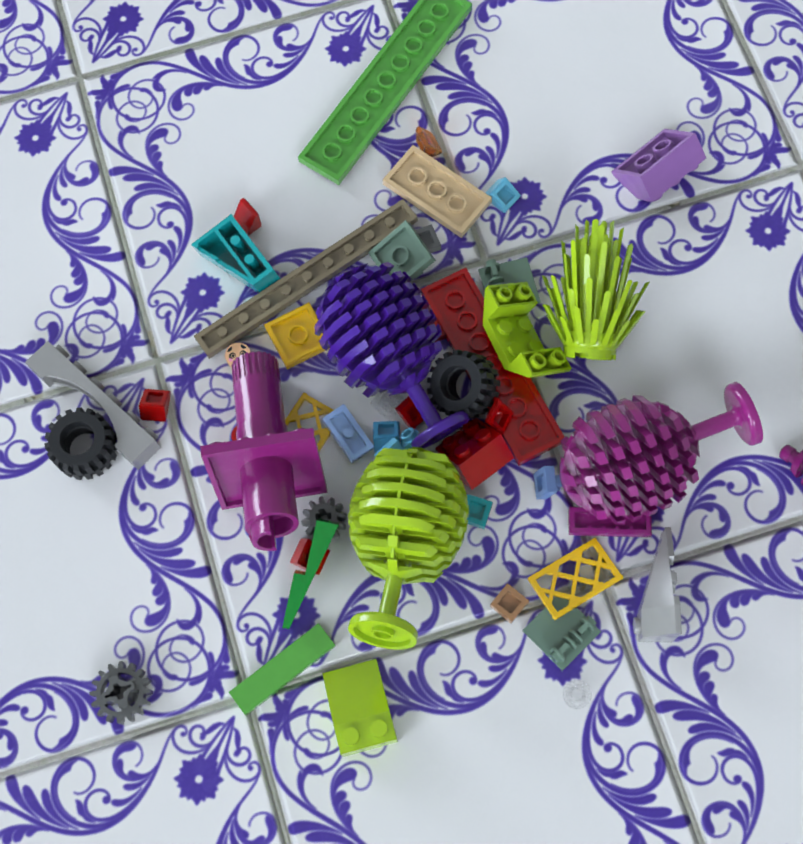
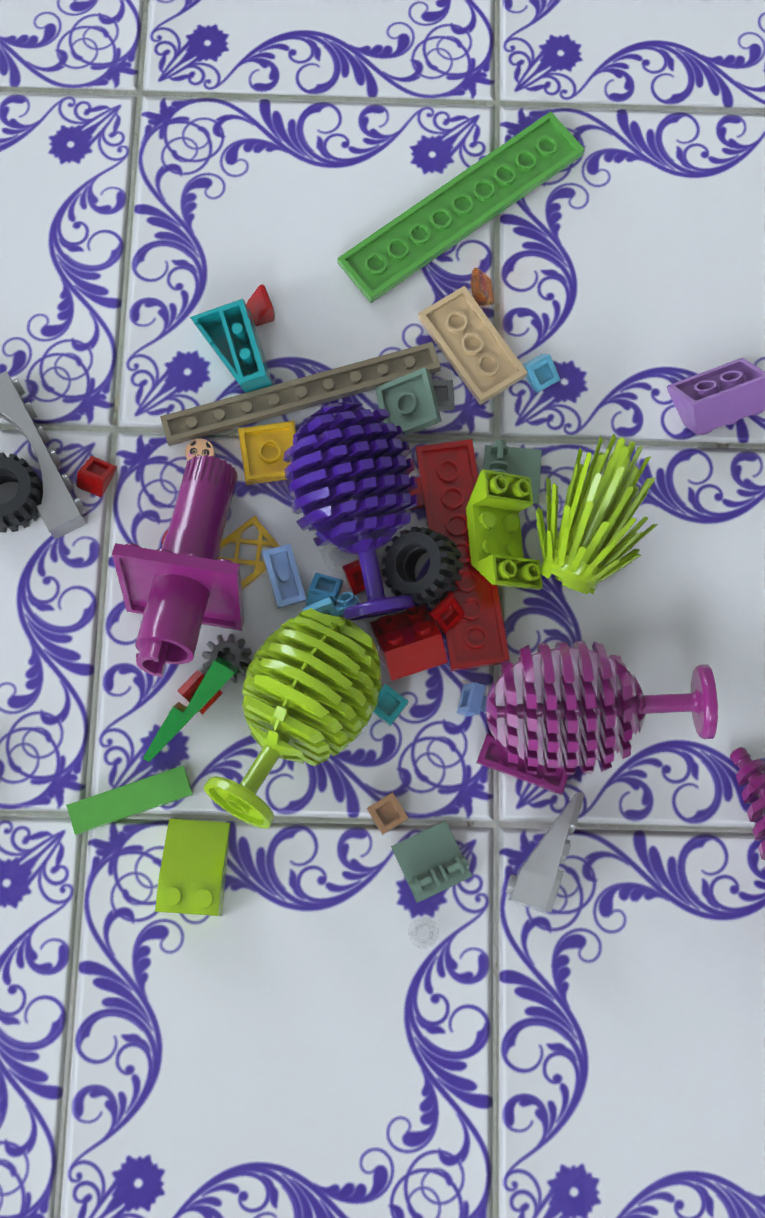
camera: 10 degrees right, 5 degrees up
(575, 601) = (475, 787): yellow window -> none

